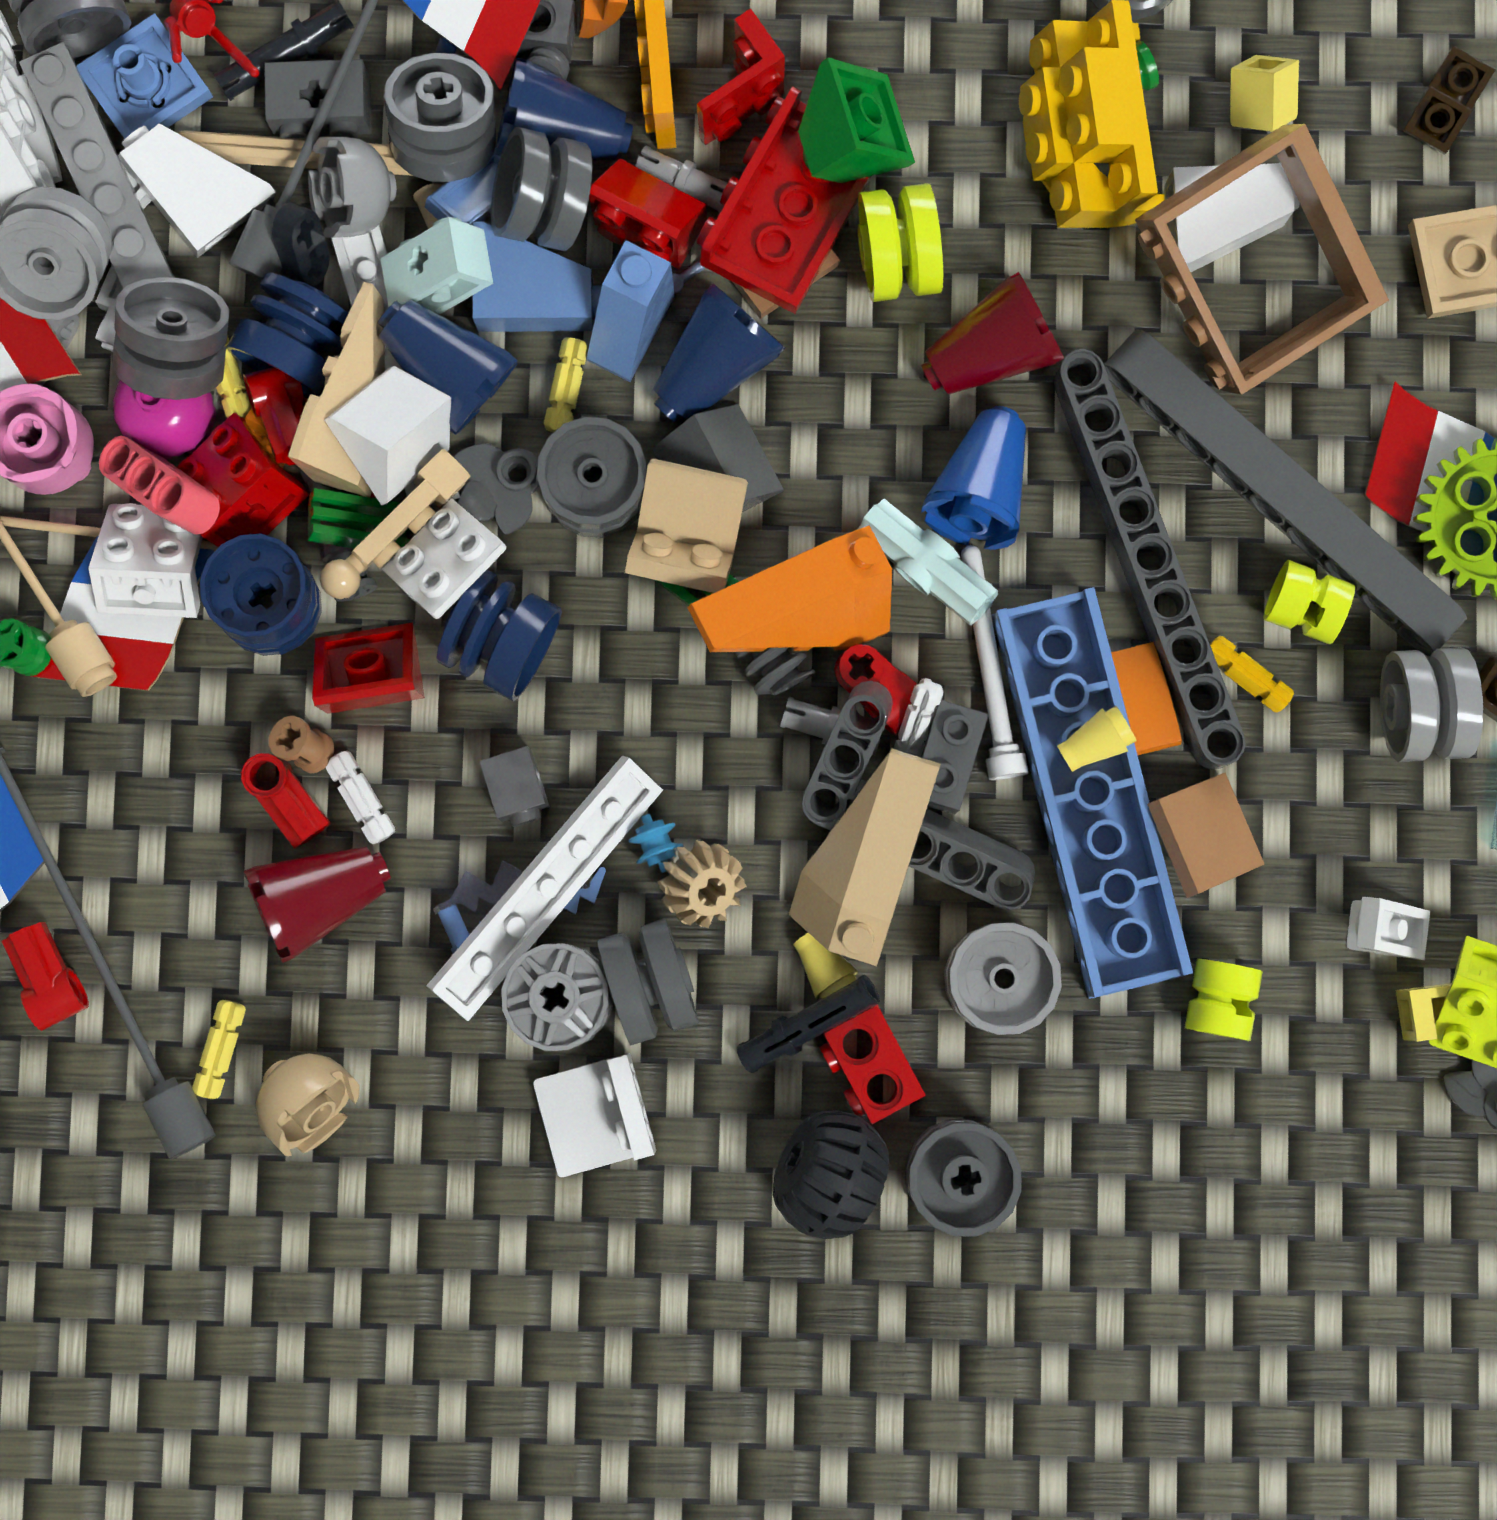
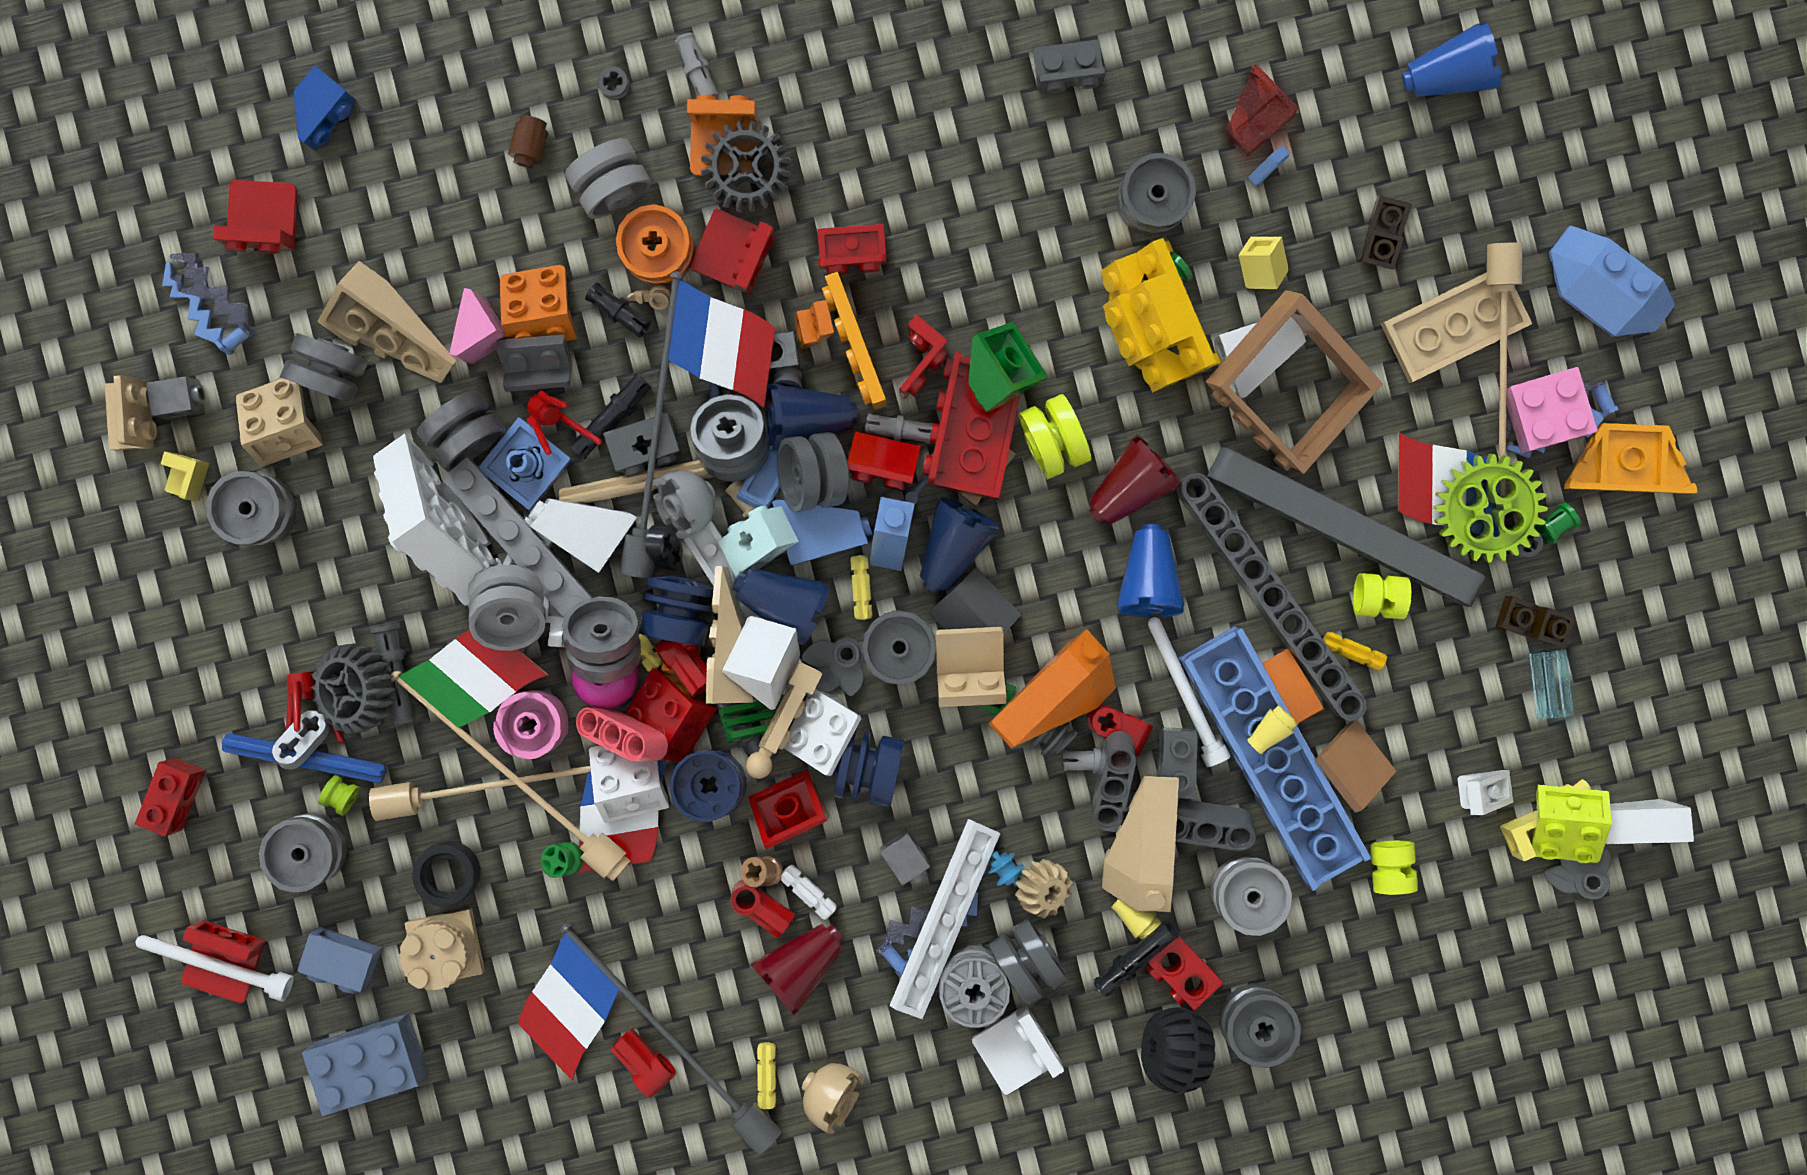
camera: 15 degrees left, 5 degrees up
(919, 717) = (1152, 746): white axle -> none
(930, 563) = (1130, 640): light aqua piece -> none
(1431, 704) = (1478, 644): light grey wheel -> none

